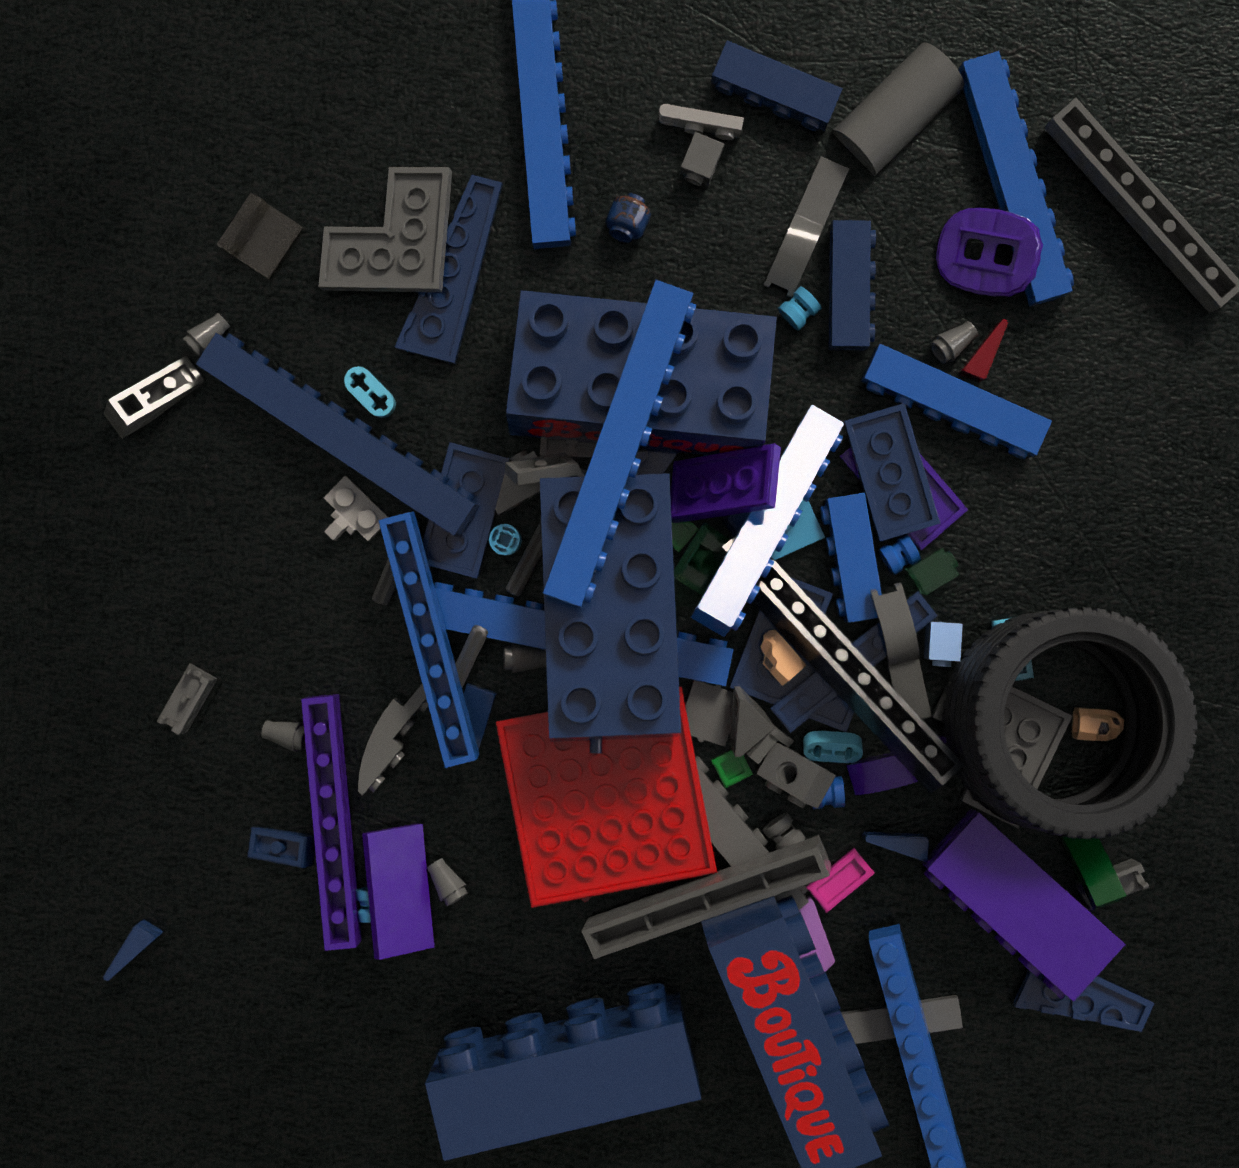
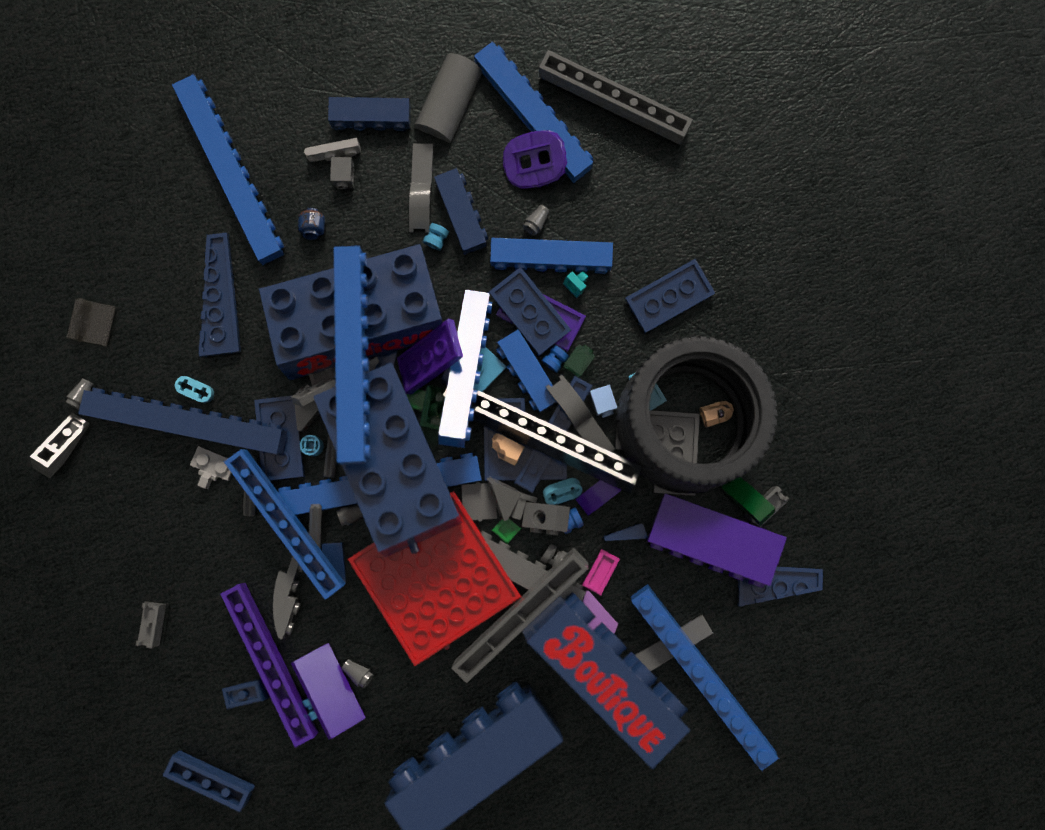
camera: 25 degrees left, 5 degrees down
(138, 939) = (174, 794): dark blue slope -> none
(189, 946) = (209, 780): none -> dark blue brick
(286, 734) = (220, 621): dark grey cone -> none
(404, 252) = (183, 294): dark grey plate -> none
(973, 457) = (576, 283): none -> teal tile
(980, 362) = (556, 226): dark red slope -> none
(1101, 529) = (670, 296): none -> dark blue plate

